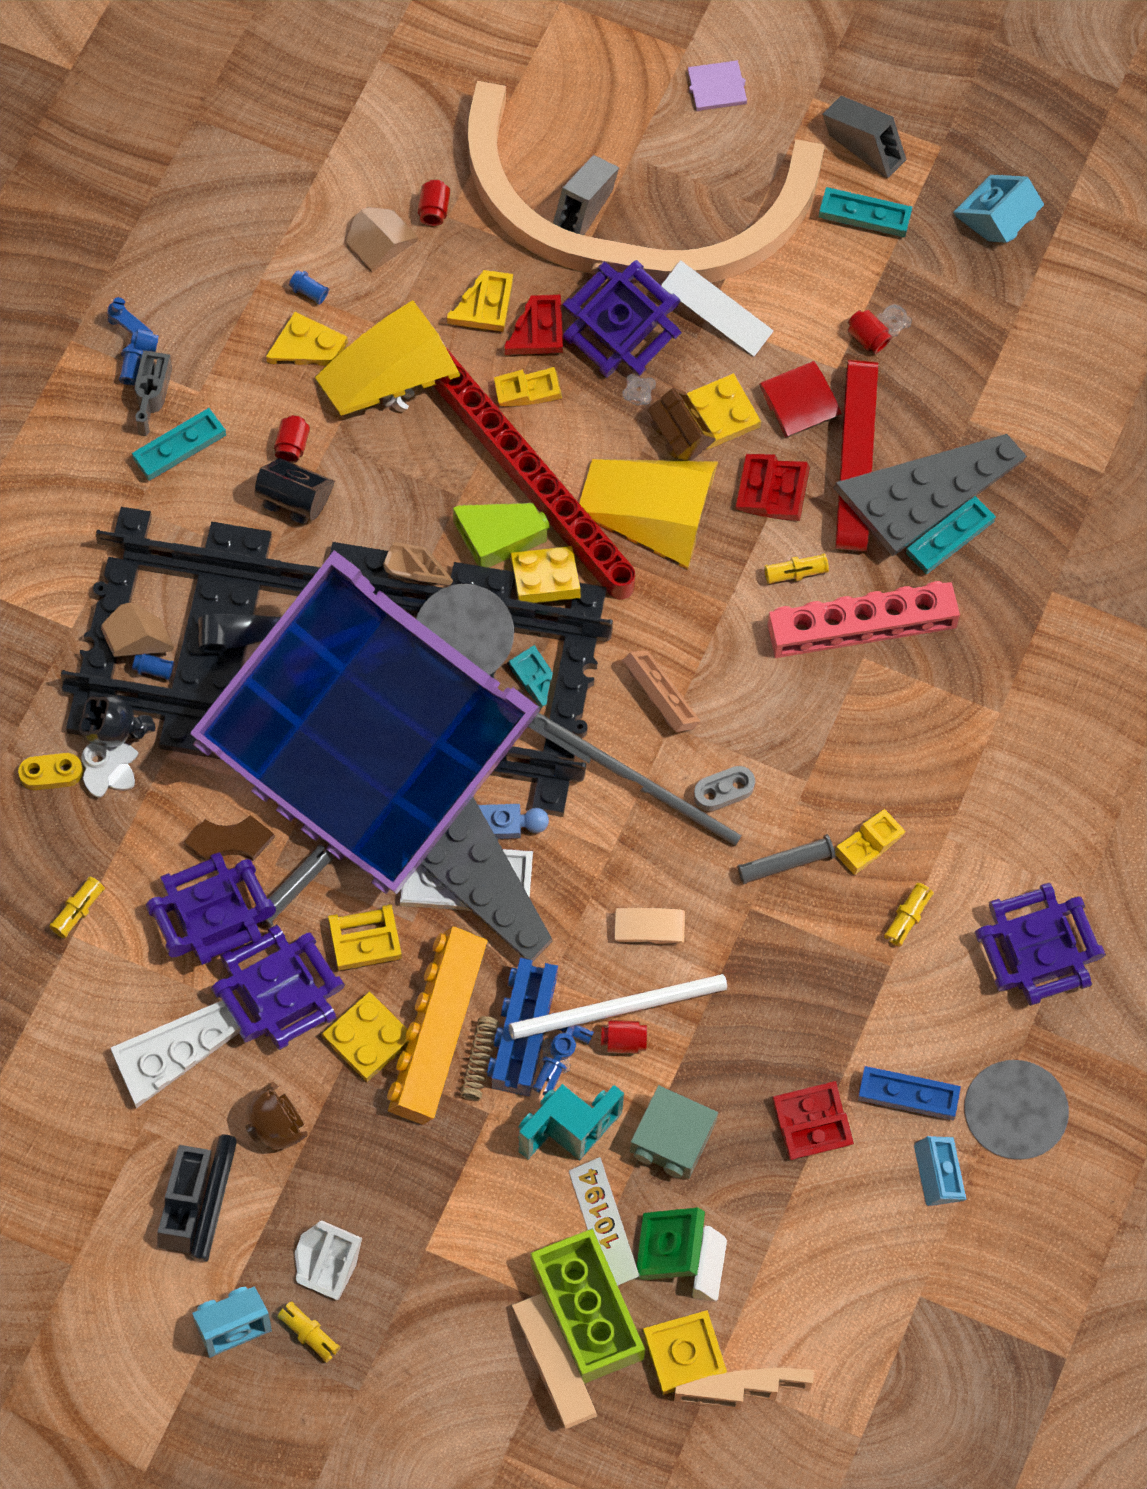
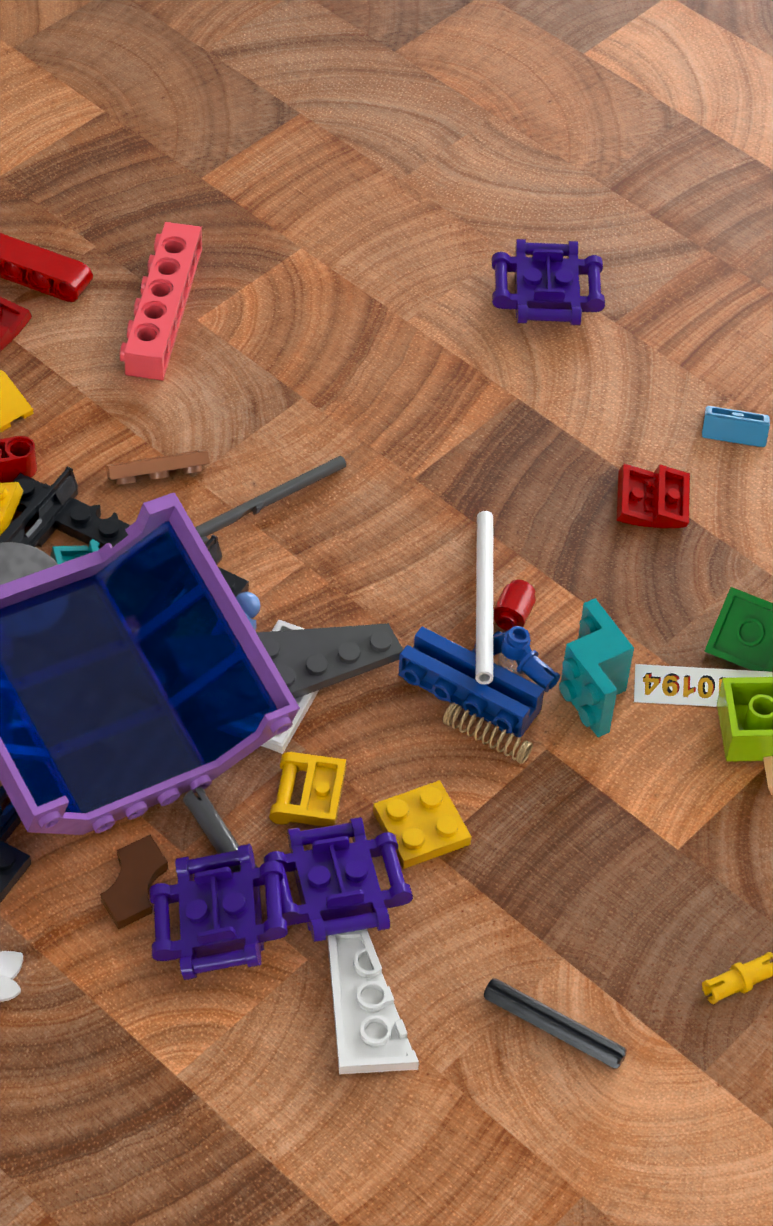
camera: 70 degrees left, 15 degrees down
(77, 907) = (146, 1054): yellow pin -> none
(183, 1199) = (548, 1050): black slope -> none
(232, 1320) = (713, 1038): medium azure slope -> none
(273, 1119) = (493, 925): reddish brown cylinder -> none
(326, 1258) = (664, 933): white slope -> none
(436, 1026) = (442, 751): light orange brick -> none
(650, 925) = (403, 551): light nougat slope -> none
(673, 1133) = (635, 594): sand green brick -> none
(722, 788) = (284, 452): light grey plate -> none
(786, 860) = (380, 430): dark grey pin -> none
(812, 566) = (82, 331): yellow pin -> none
(869, 842) = (388, 369): yellow slope -> none
(908, 914) = (476, 363): yellow pin -> none
(909, 1093) = (654, 418): blue plate -> none
(917, 495) = (60, 214): dark grey wing -> none
(950, 535) = (111, 217): teal plate -> none
(1016, 1109) = (693, 358): flat silver sticker -> none

